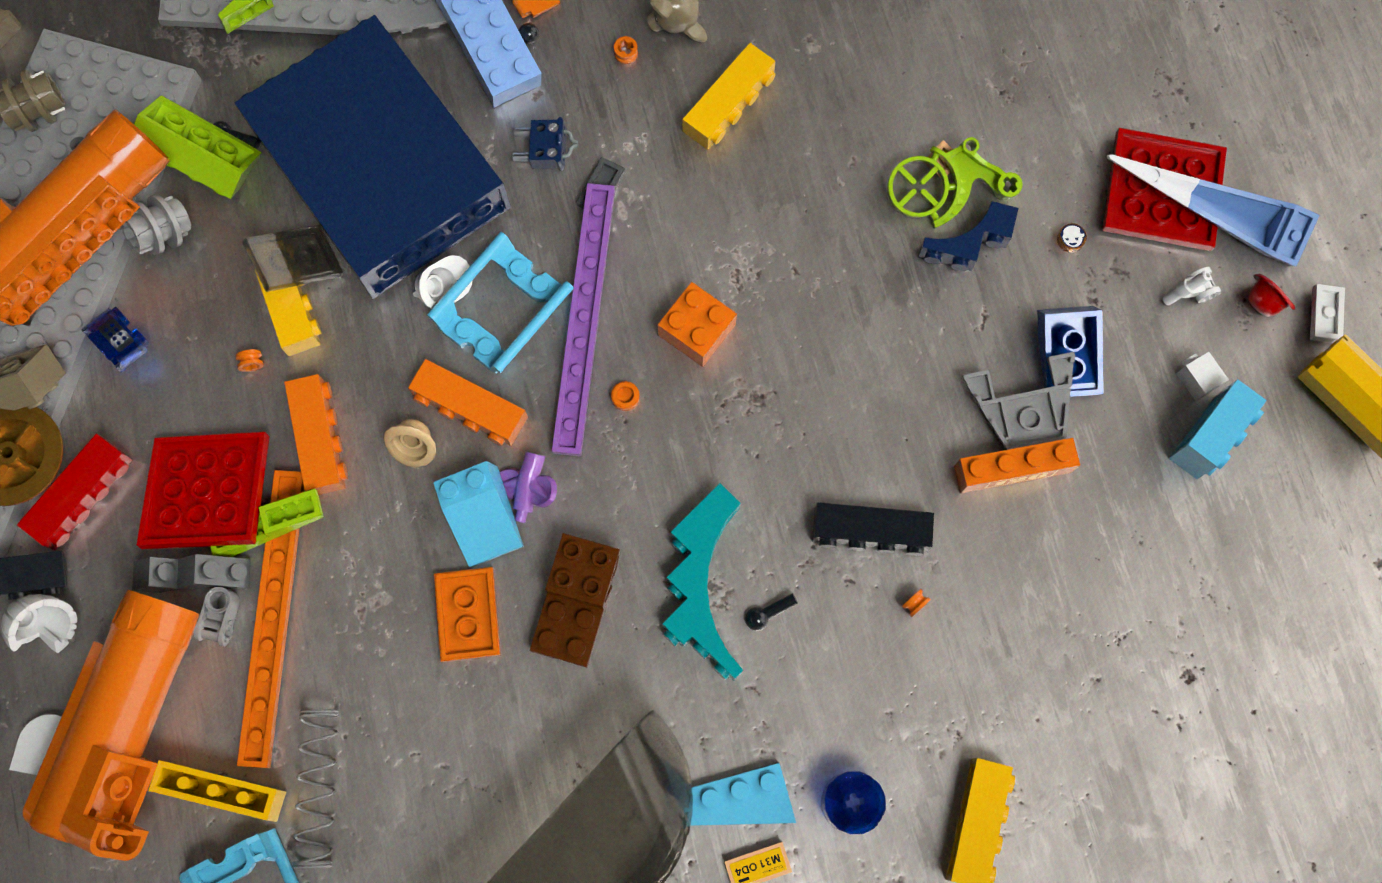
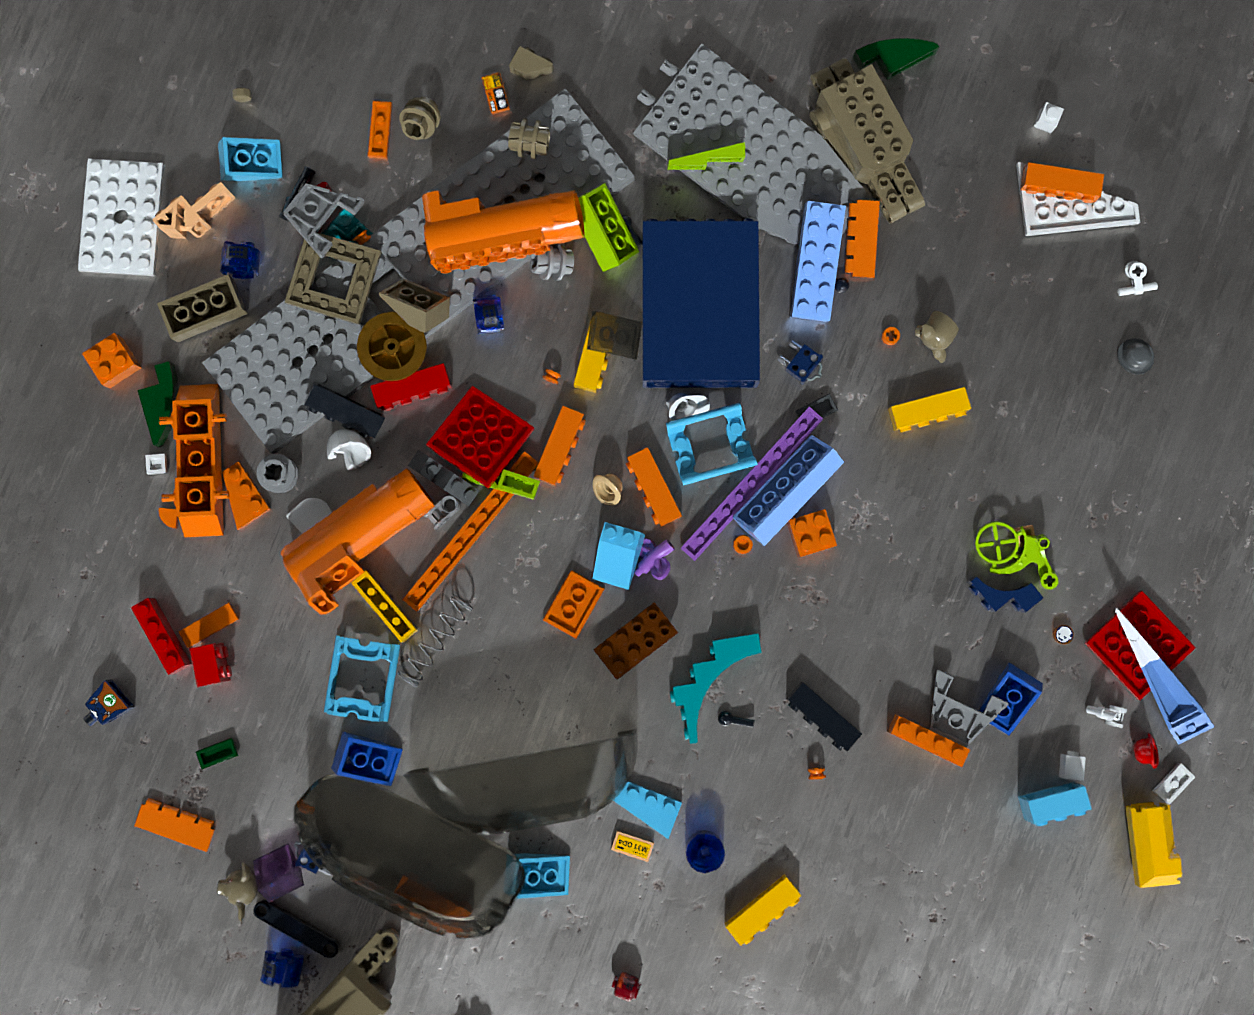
camera: 40 degrees right, 10 degrees up
(631, 291) = (788, 489): none -> light blue brick

